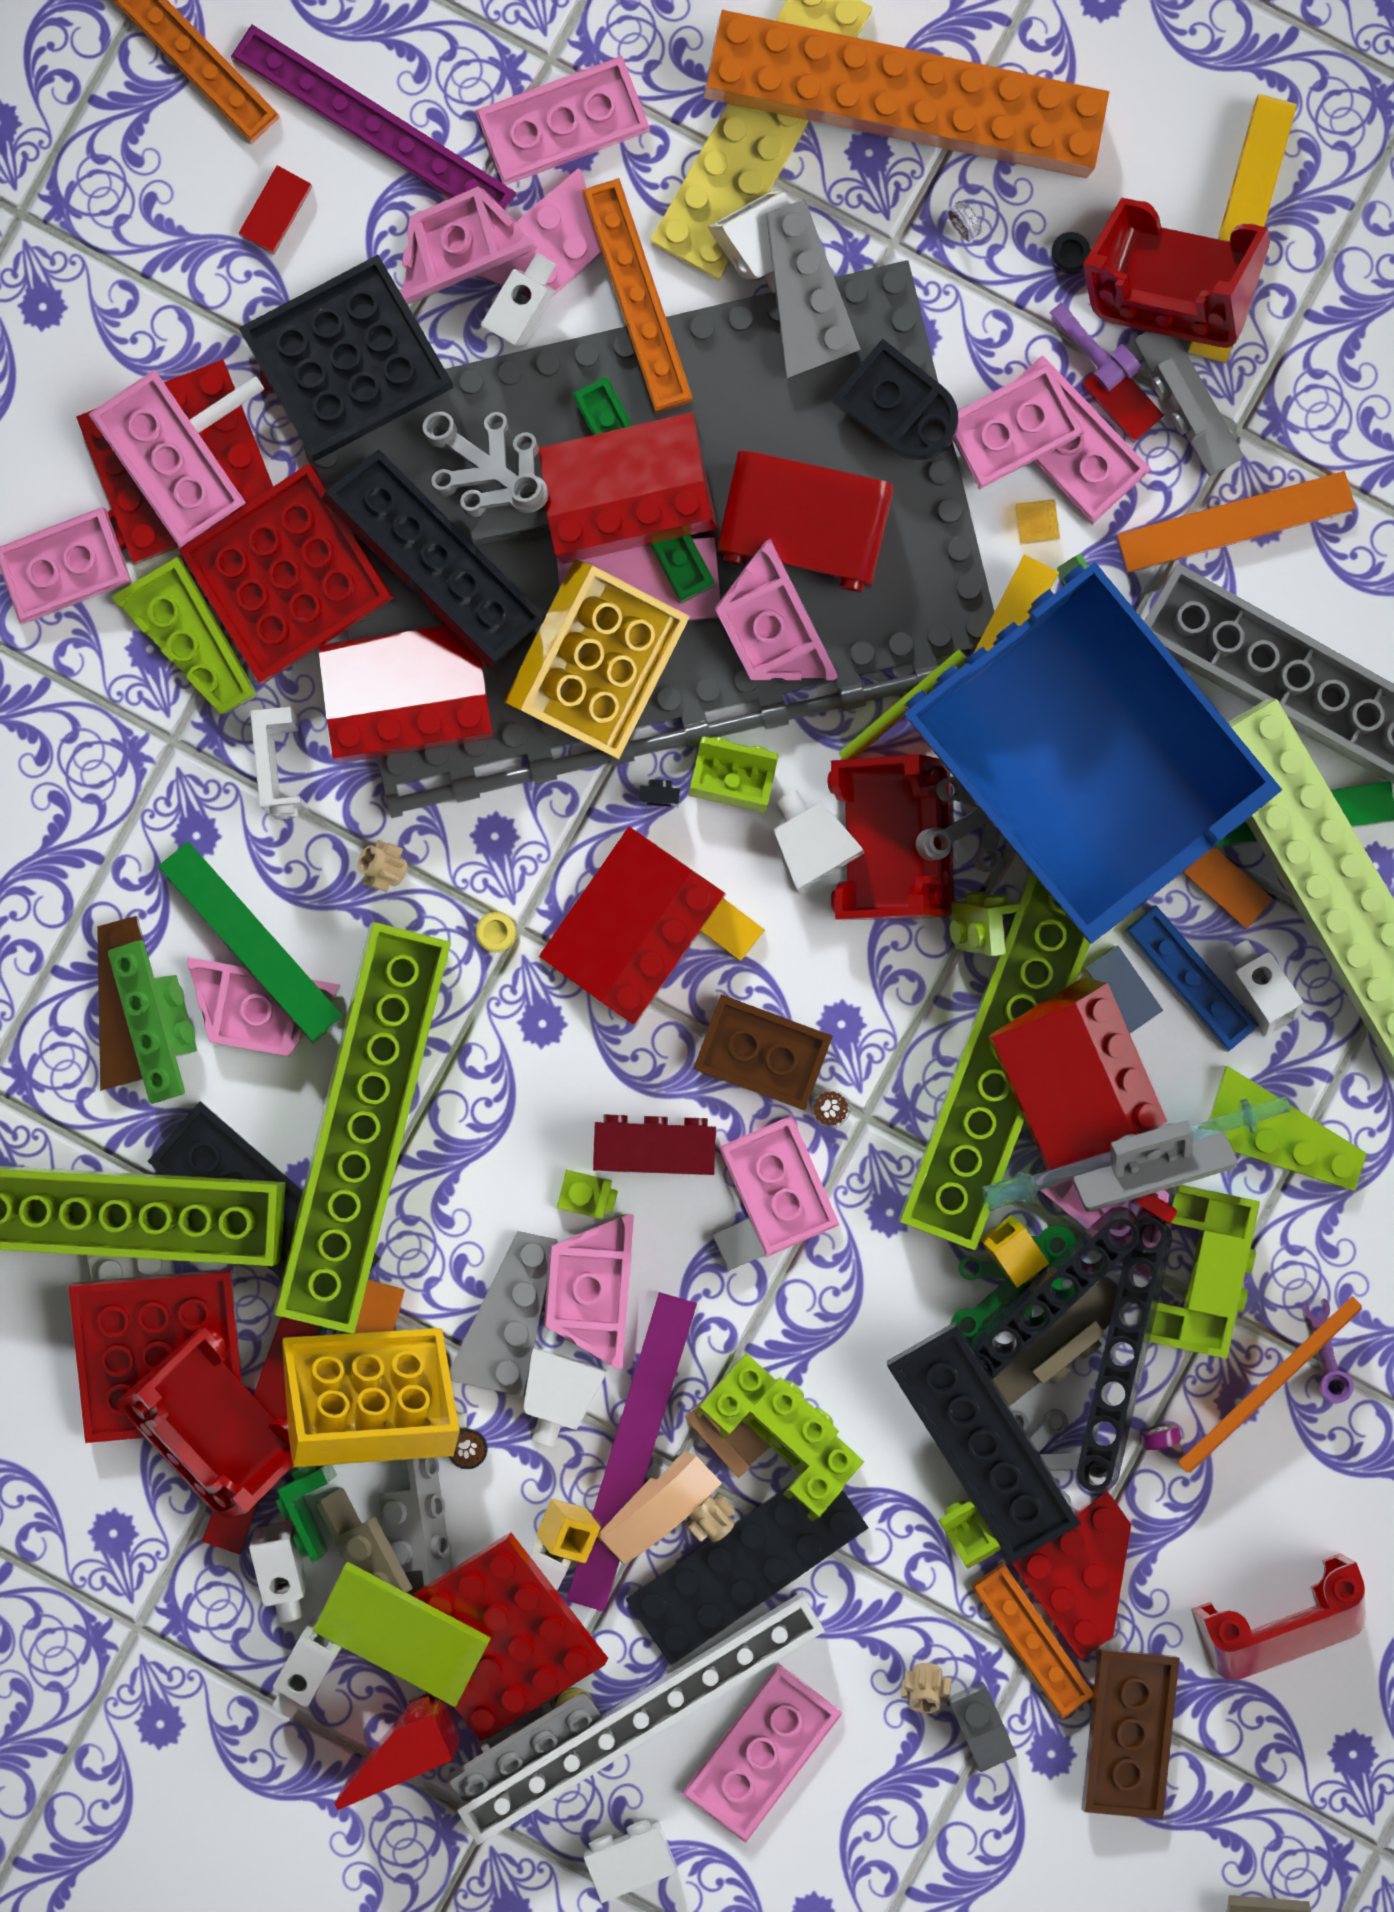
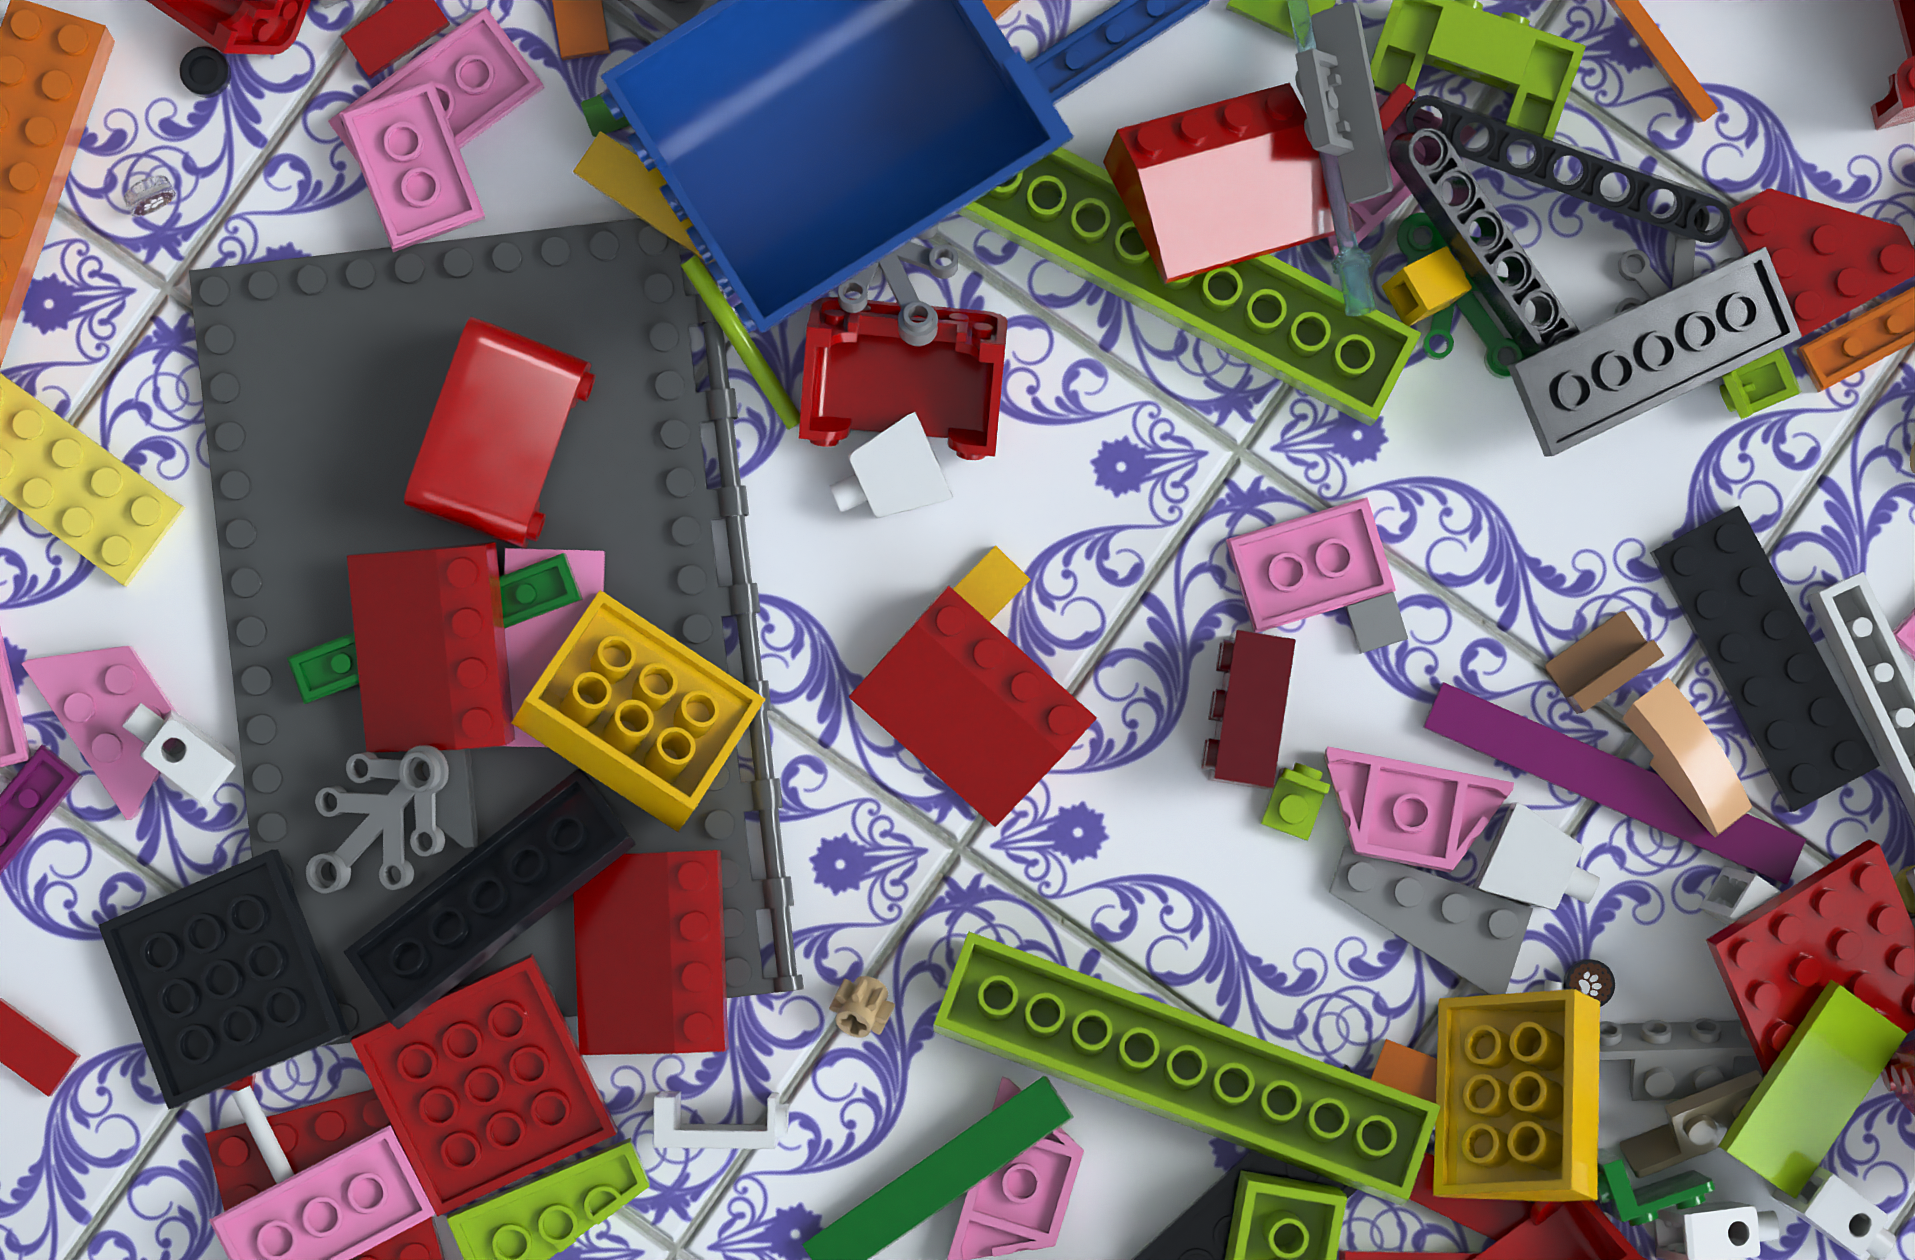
camera: 80 degrees left, 0 degrees up
(459, 242) = (96, 822): bright pink wing -> none
(495, 932) = (959, 876): light yellow tile -> none
(568, 1530) = (1705, 871): yellow brick -> none
(637, 295) = (191, 608): orange tile -> none
(659, 794) = (813, 654): black plate -> none
(711, 1519) = (1709, 694): tan gear -> none
(733, 774) = (800, 560): lime bracket -> none
(746, 238) = (140, 447): white torso -> none
(763, 1052) = (1146, 565): reddish brown plate -> none
(772, 624) = (622, 489): bright pink wing -> none
(789, 1426) = (1607, 587): lime bracket -> none
(808, 300) = (230, 395): light grey wing -> none
(830, 1108) = (1223, 491): tile -> none
(897, 401) = (364, 302): black plate -> none
(979, 922) = (1020, 280): lime bracket -> none
(1037, 521) = (533, 153): clear yellow tile -> none
(1069, 1336) = (1540, 232): dark tan bracket -> none
(1112, 366) = (354, 36): medium lavender brick -> none
(1129, 990) = (1133, 104): sand blue tile -> none
(1160, 1436) = (1667, 139): magenta tile -> none

